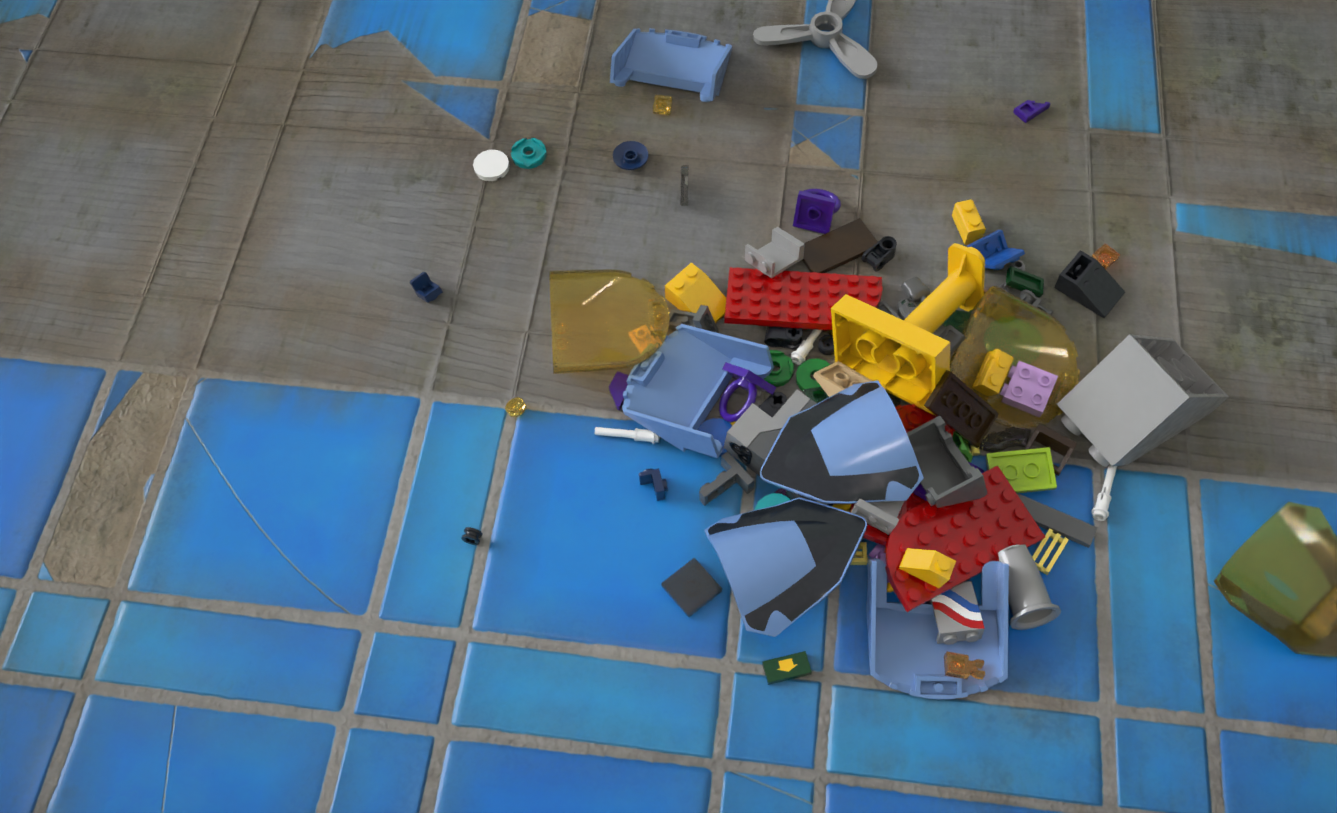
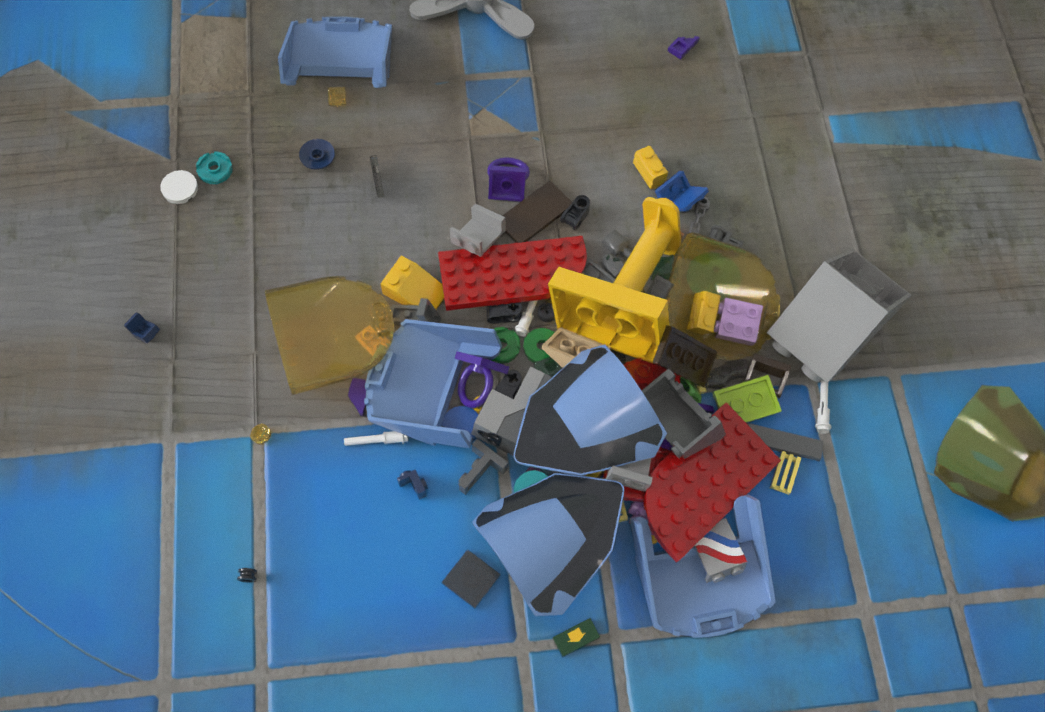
camera: 20 degrees left, 5 degrees up
(928, 566) = (687, 516): yellow slope -> none
(961, 667) = (731, 601): clear orange plate -> none
(1024, 281) = (712, 216): dark green tile -> none
(1027, 591) = (779, 520): light grey piece -> none
(1089, 284) = (770, 209): black slope -> none
(1106, 256) = (776, 181): clear orange plate -> none

